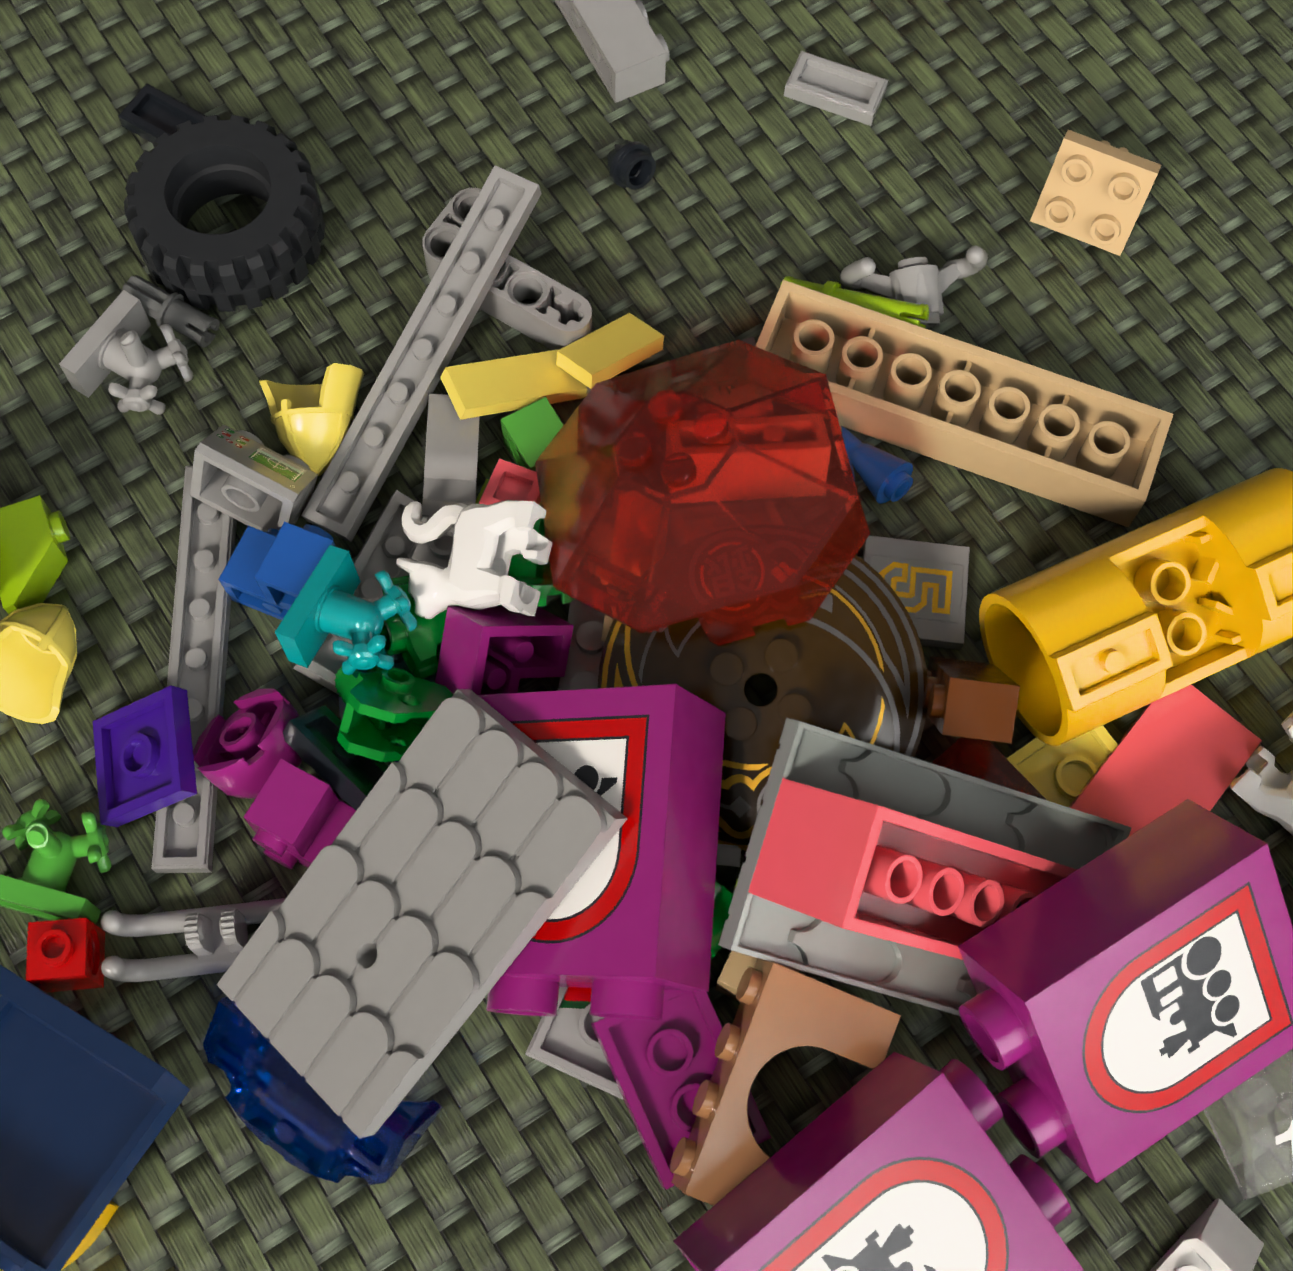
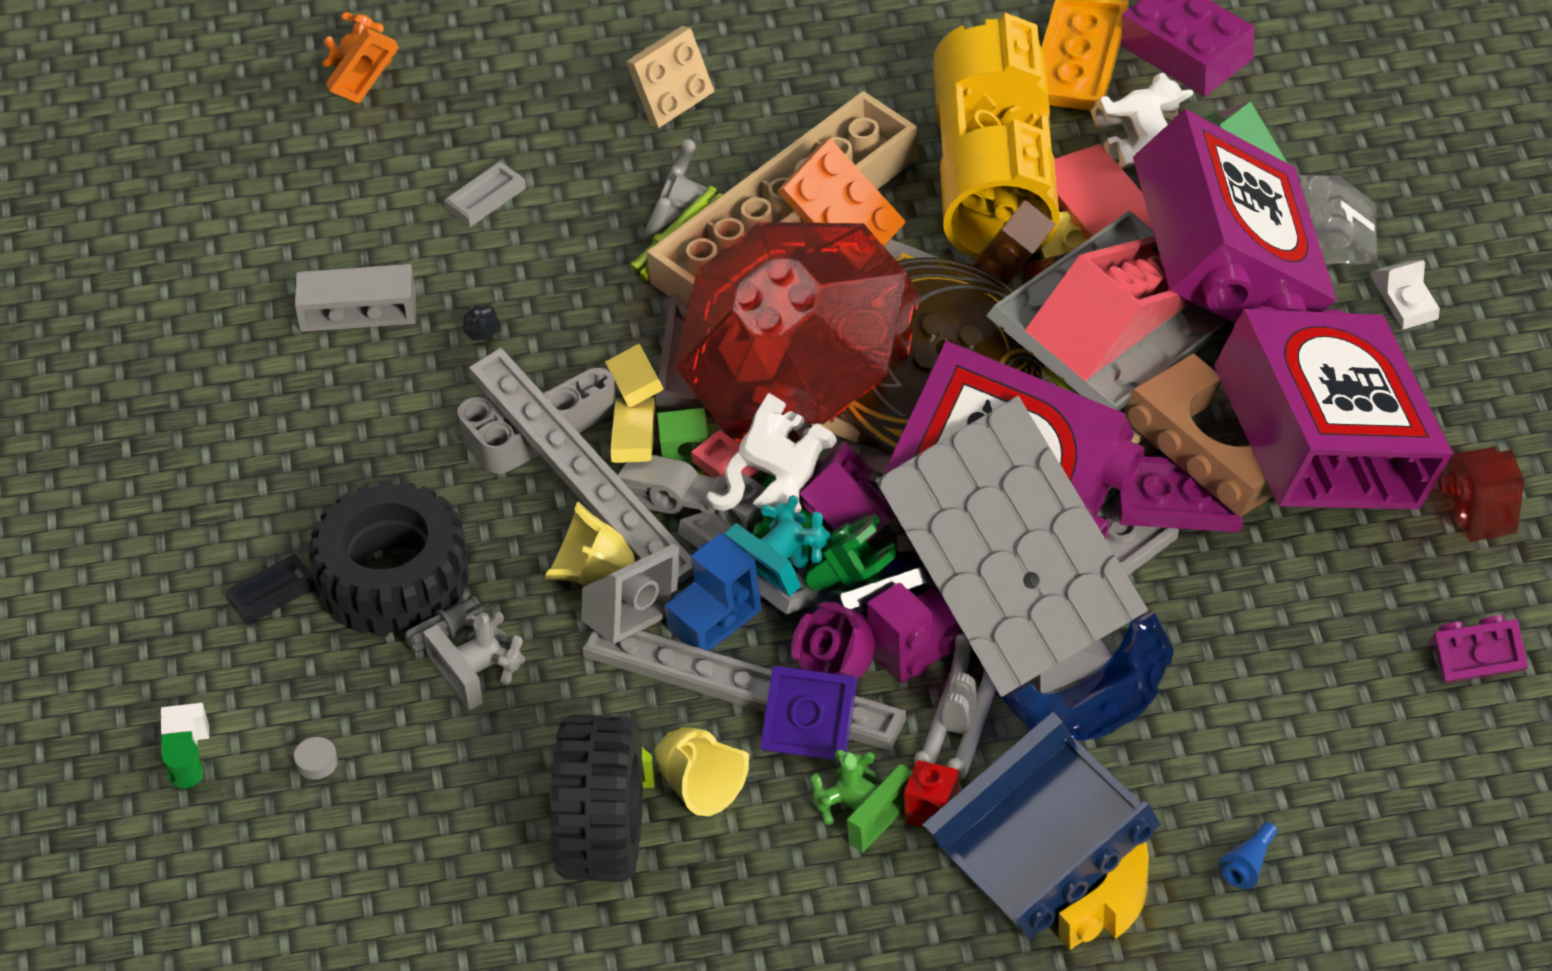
camera: 60 degrees left, 20 degrees down
(967, 466) = (835, 191): none -> orange plate

